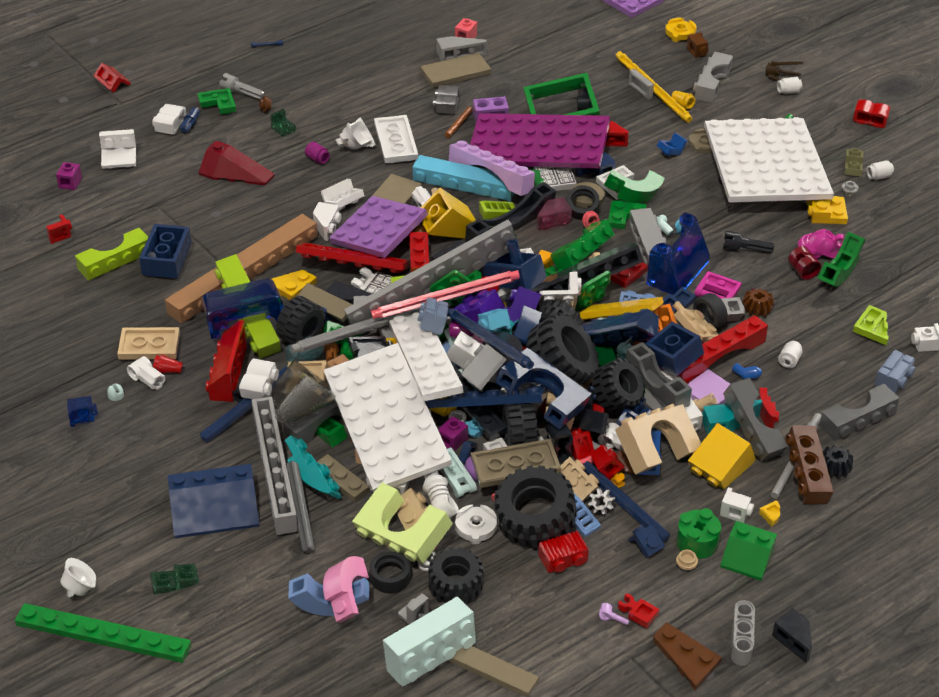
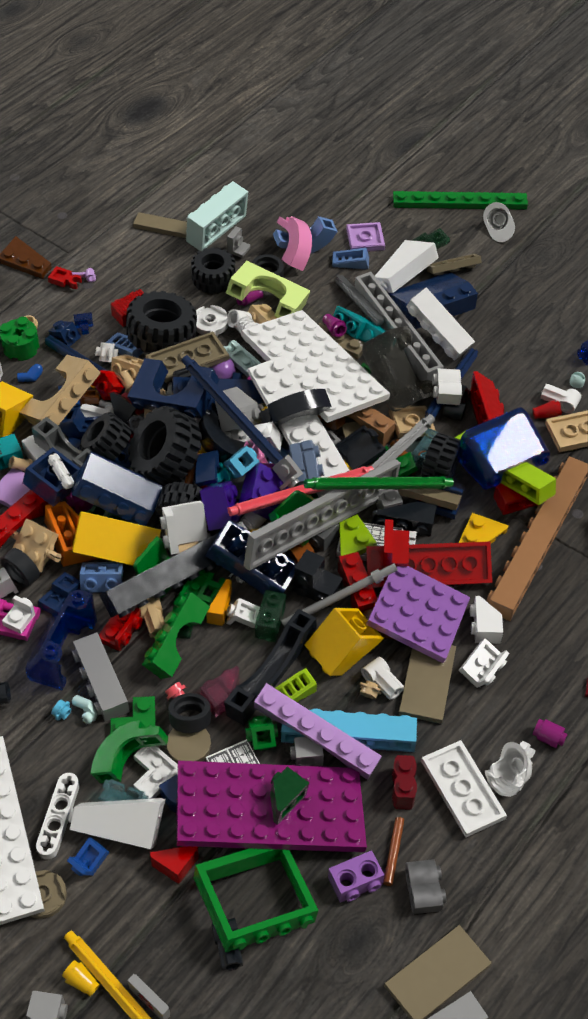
camera: 165 degrees right, 10 degrees up
(166, 536) = (454, 264): none -> dark tan plate
(225, 538) = (406, 263): none -> white slope
(230, 446) = (440, 324): none -> white brick
(249, 603) = (365, 236): none -> lavender tile
(278, 565) = (356, 259): none -> medium blue slope
(342, 472) = (335, 326): none -> magenta cone
(376, 280) = (329, 483): none -> green piece
(380, 252) = (395, 545): none -> red panel
(406, 231) = (375, 577): none -> light grey bar
(425, 338) = (296, 405): none -> black arch
(437, 142) = (404, 782): none -> dark red brick
(455, 298) = (287, 472): none -> light grey bracket
(526, 129) = (286, 793): none -> dark green slope
(583, 455) = (126, 380): none -> tan pin
(622, 545) = (83, 321): none -> clear blue tile
(639, 169) = (115, 792): none -> clear light blue hinge
(648, 154) = (123, 821): none -> white slope
(666, 332) = (61, 471): none -> white axle
(689, 173) = (57, 815): none -> white beam
(690, 499) = (32, 374): none -> blue arm
(712, 279) = (19, 615): none -> white bracket

